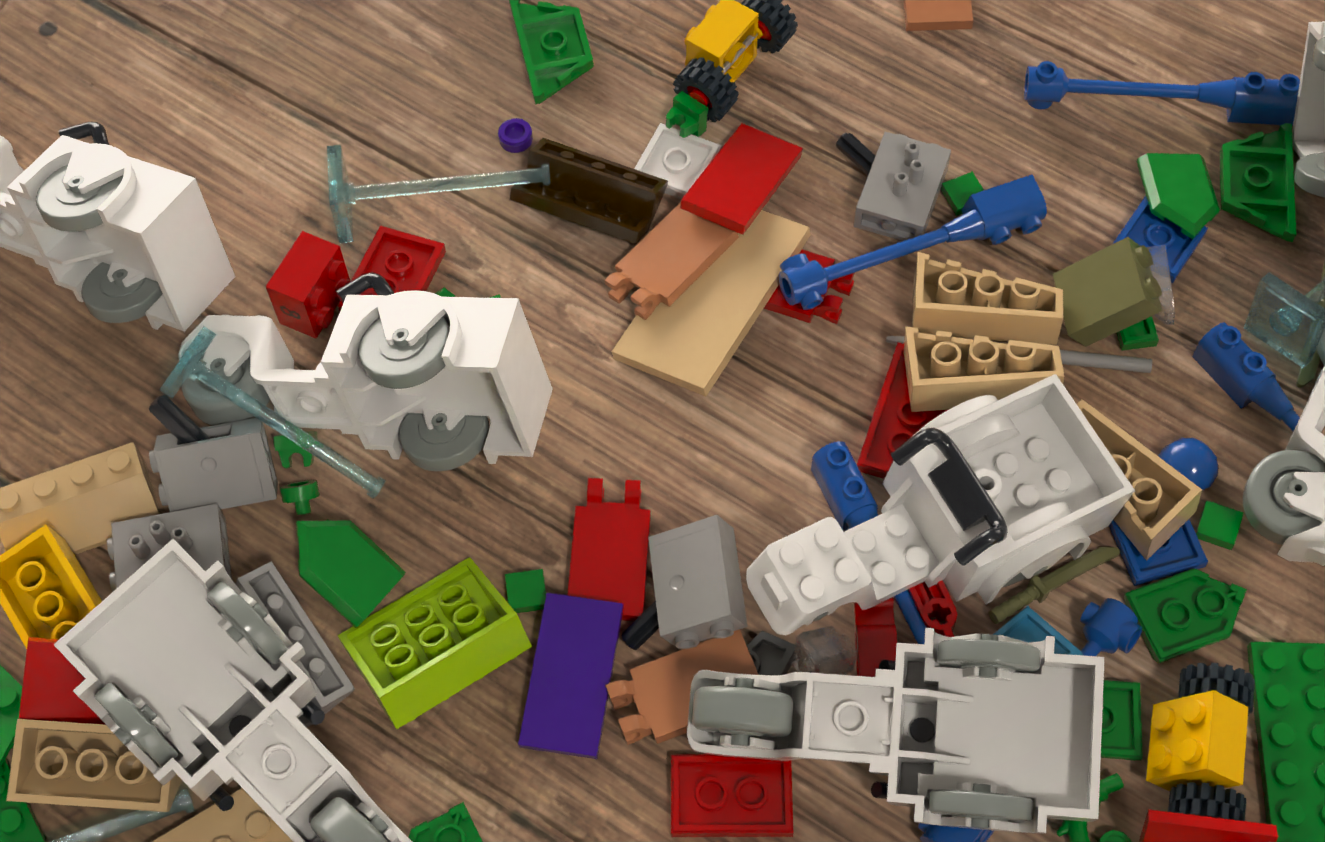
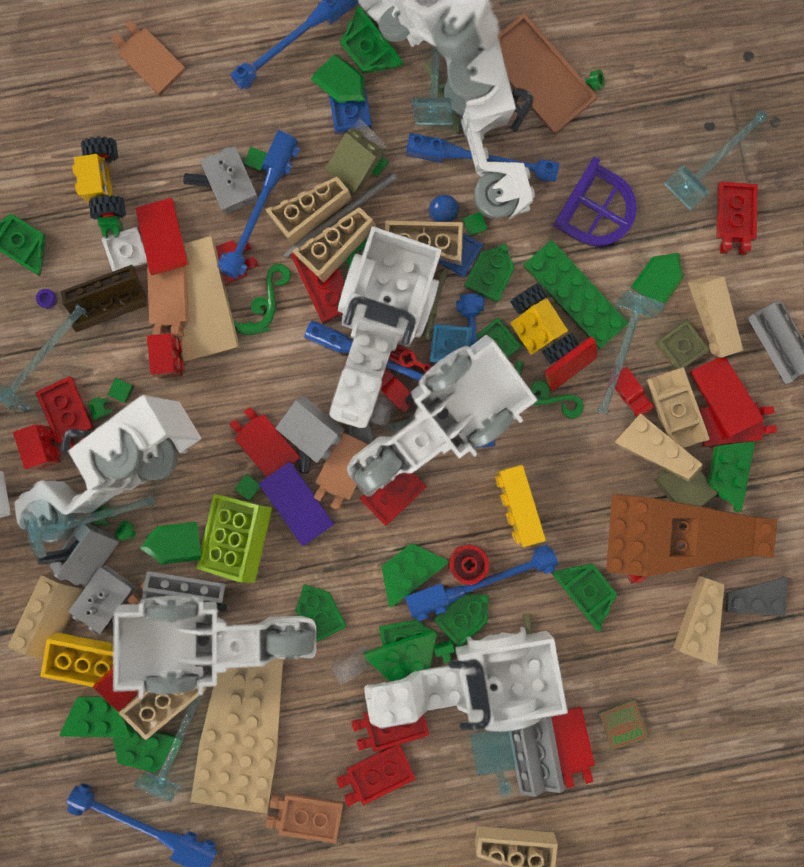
camera: 50 degrees left, 25 degrees up
(594, 317) = (165, 355): none -> red brick
(805, 381) = (270, 303): none -> green plant

